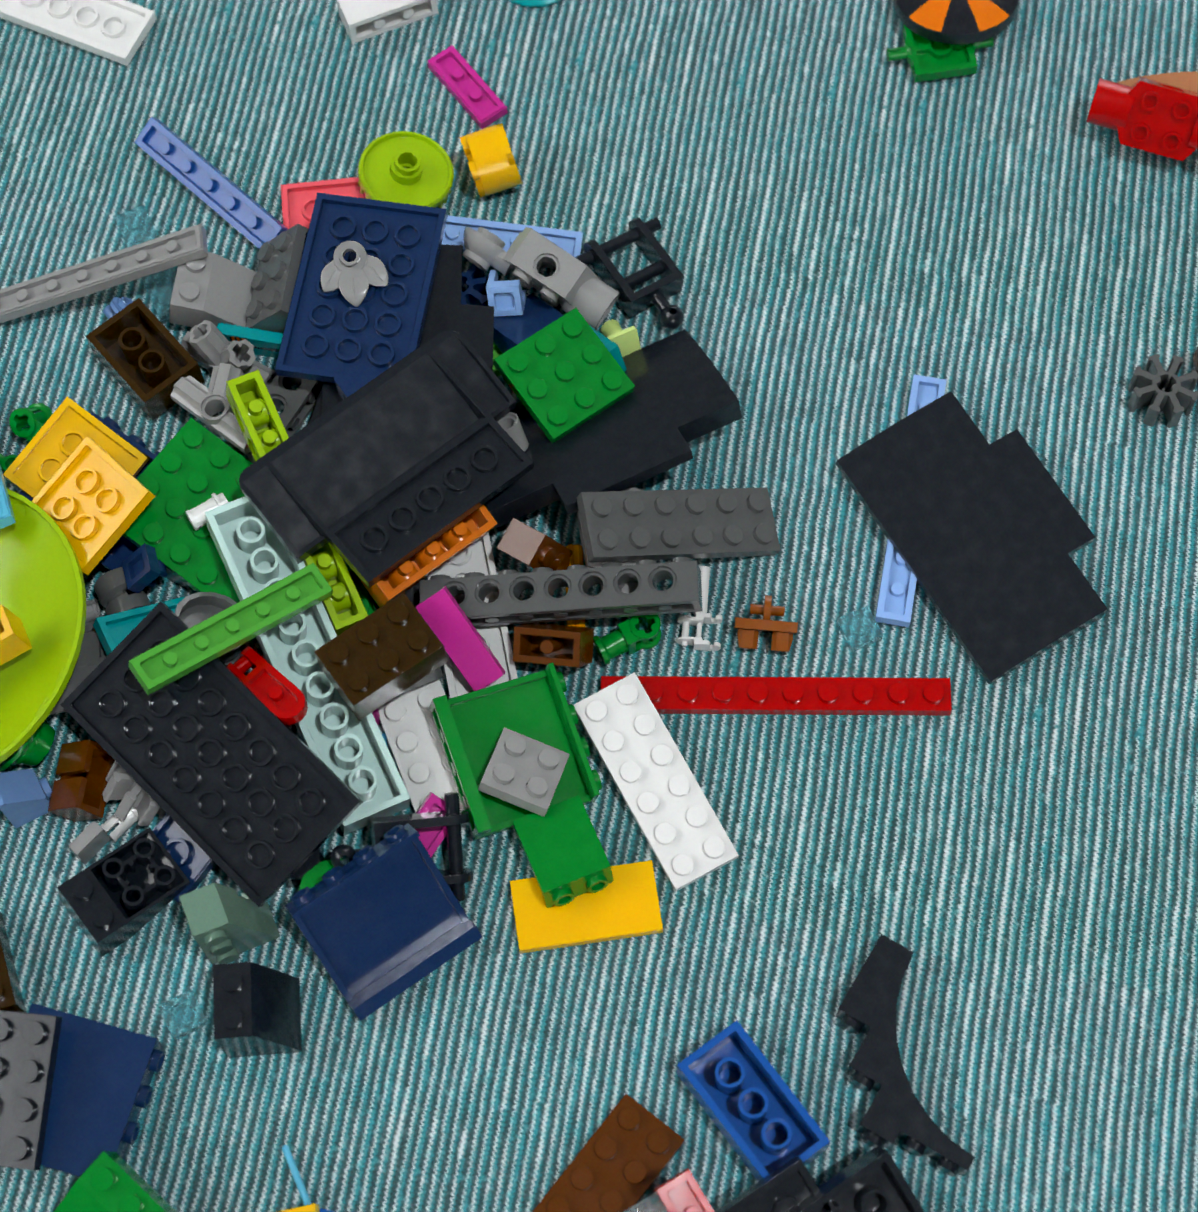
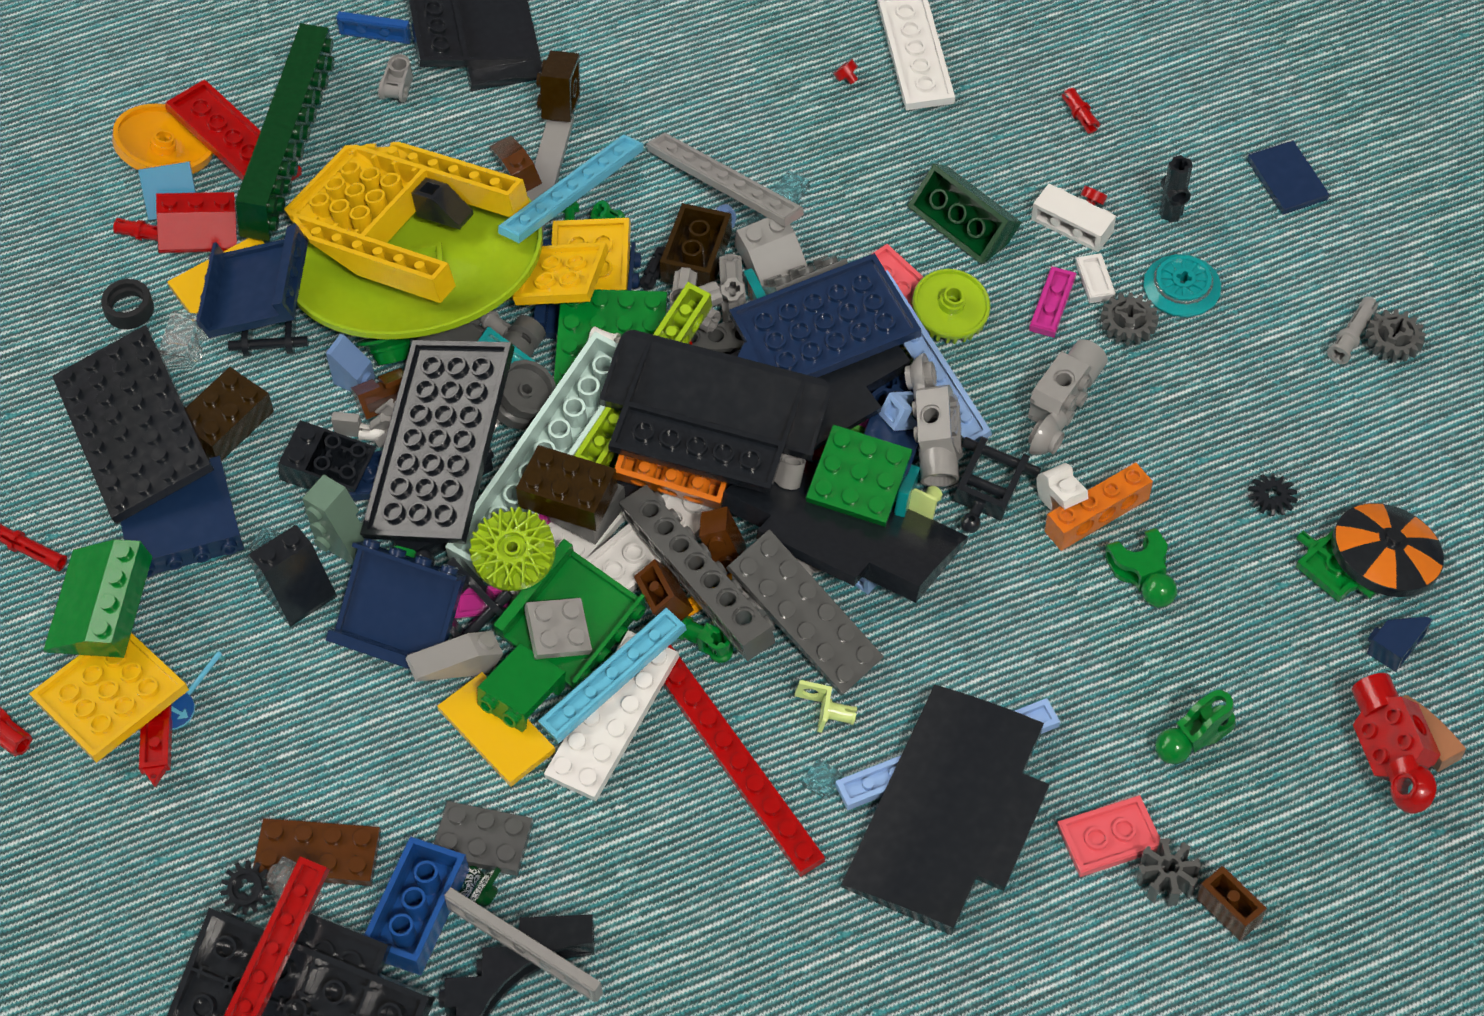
camera: 55 degrees right, 10 degrees down
(34, 86) = (846, 71): none -> red tile
(132, 415) = (652, 271): none -> black axle
(142, 568) = (544, 333): dark blue tile -> none
(208, 183) = (853, 201): plate -> none
(230, 628) = (521, 390): bright green plate -> none
(271, 687) = (502, 441): red plate -> none
(302, 95) = (963, 213): none -> dark green slope
(355, 276) = (825, 307): light grey plate -> none
(410, 730) = (509, 532): none -> lime wheel
(460, 639) = (621, 533): dark pink tile -> none
(468, 34) = (1095, 278): none -> white tile
(486, 895) = (457, 657): none -> light grey slope
(491, 160) = (1000, 344): yellow brick -> none
(543, 35) = (1129, 318): none -> dark grey gear
(591, 144) = (1061, 392): none -> light grey brick
(620, 751) = (612, 675): none -> medium azure tile
(697, 211) = (1060, 488): none -> white brick
(699, 620) = (758, 673): white piece -> none
(706, 994) = (485, 836): none -> dark grey plate
(736, 196) = (1104, 504): none -> orange brick
(772, 1029) = (480, 886): none -> dark green animal
(781, 630) = (768, 708): dark orange hips -> none
(786, 574) = (829, 709): none -> yellowish green bracket
(823, 59) = (1278, 502): none -> black gear
(832, 202) = (1144, 568): none -> green piece
(881, 1021) = (523, 945): none -> light grey tile
(1038, 270) = (1197, 728): none -> green piece
(1054, 54) = (1397, 640): none -> dark blue slope
(1088, 416) = (1109, 835): none -> coral tile

